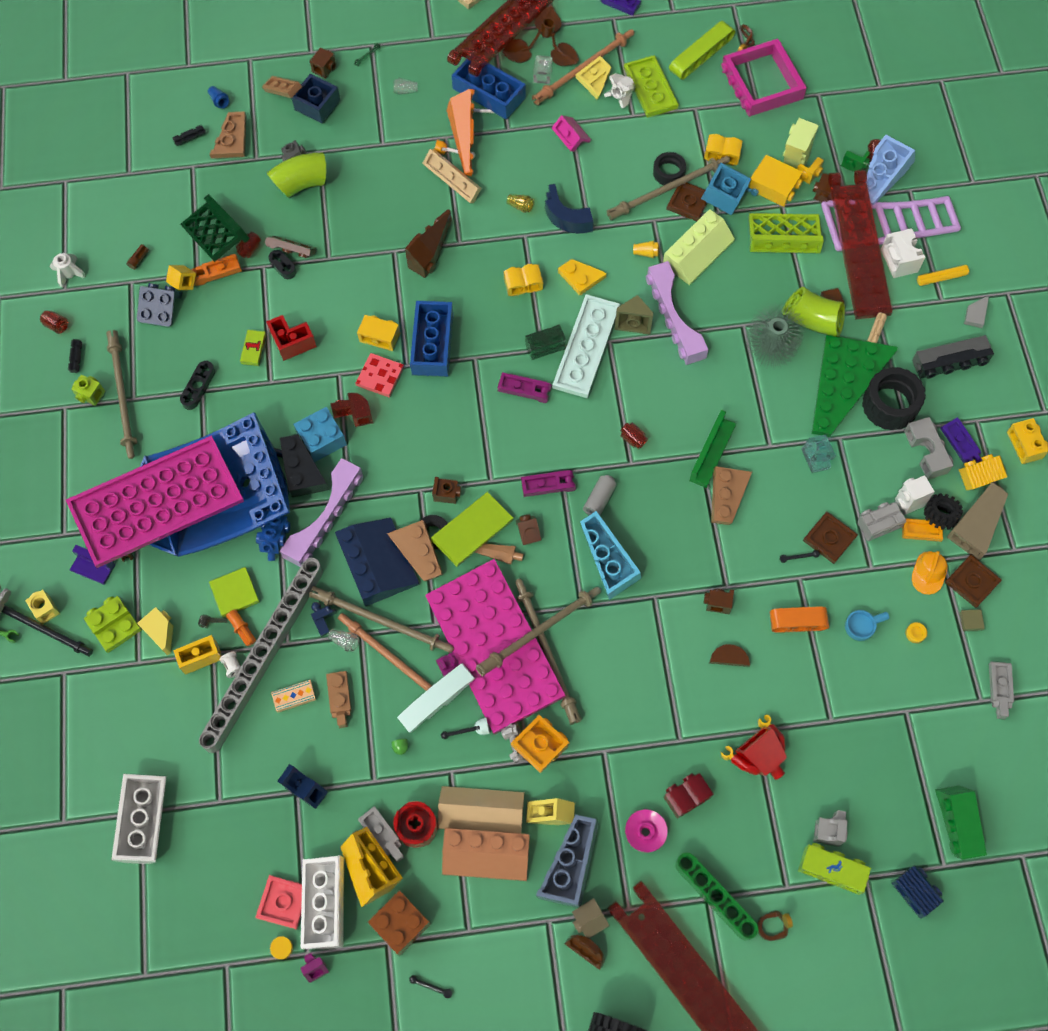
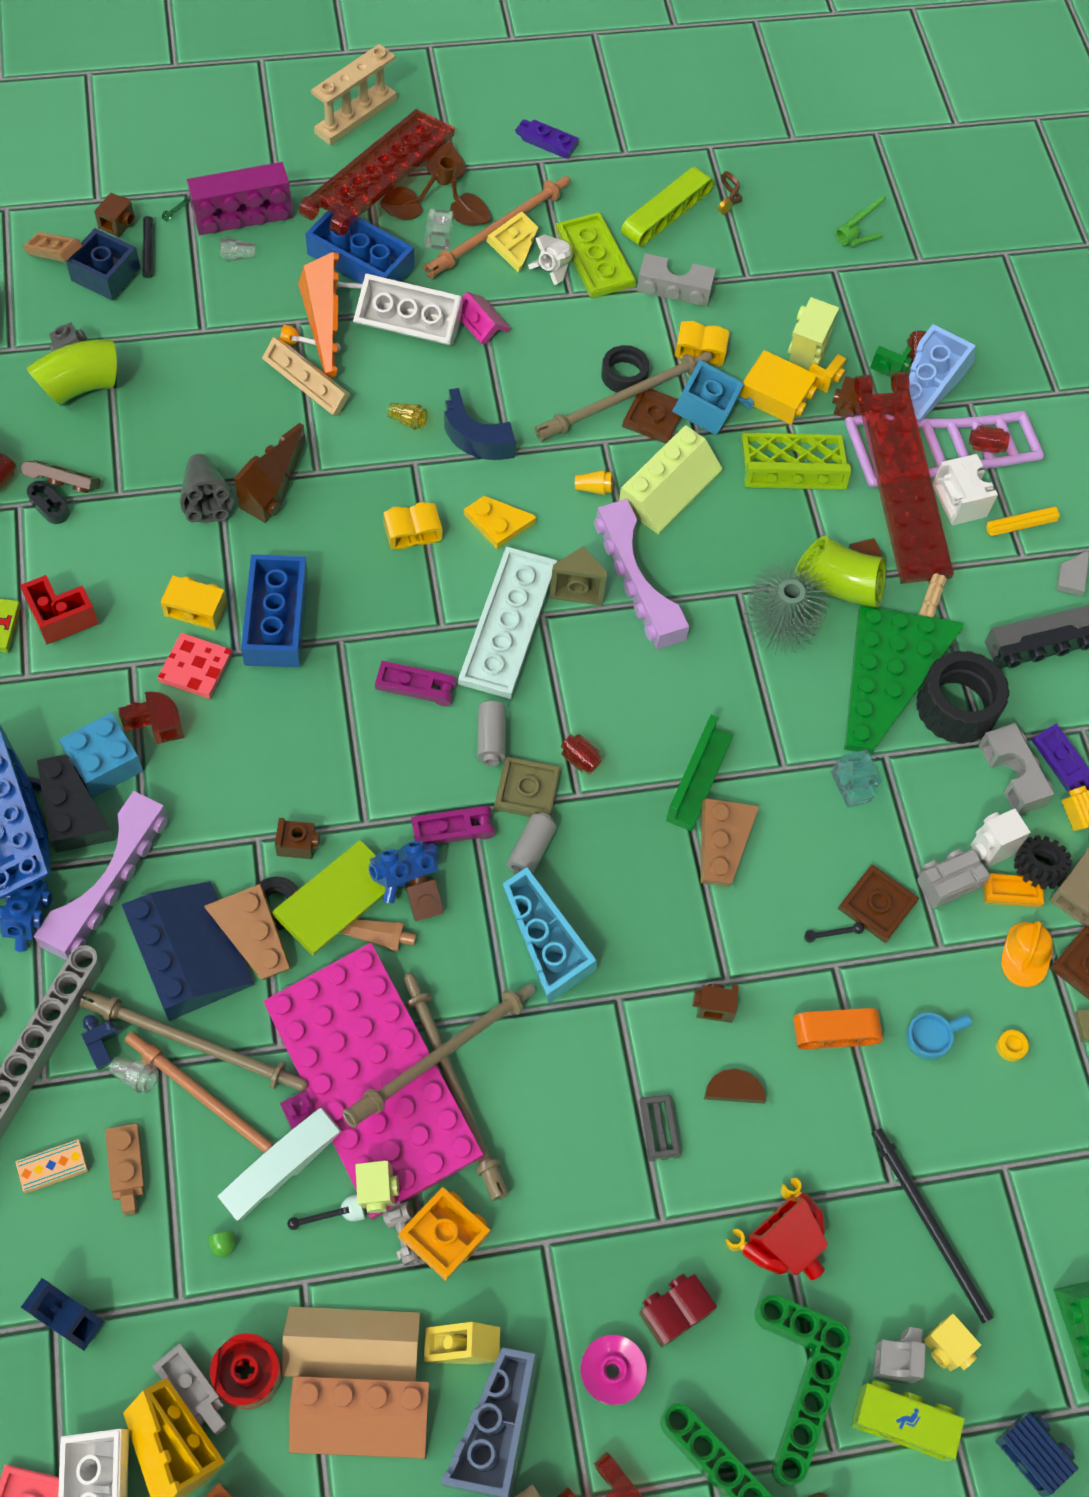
camera: 10 degrees left, 5 degrees down
(345, 85) = (147, 247): none -> black bar
(385, 257) = (204, 492): none -> dark grey cone
(407, 50) = (240, 198): none -> magenta brick
(497, 713) = (376, 1186): none -> yellowish green brick
(512, 509) = (396, 867): none -> blue brick
(521, 128) = (409, 310): none -> white brick
(545, 342) = (446, 616): clear green brick -> none
(574, 421) = (491, 733): none -> light grey brick
(597, 457) = (527, 787): none -> olive tile
(682, 697) = (663, 1154): none -> dark grey tile
(693, 104) = (659, 281): none -> light grey arch
(772, 843) = (810, 1383): none -> green beam
(793, 79) = (742, 285): dark pink window -> none
(829, 699) = (888, 1151): none -> black bar
(830, 66) = (849, 231): none -> bright green plant
(865, 822) = (952, 1344): none -> light yellow brick
(922, 217) = (989, 439): none -> clear red brick

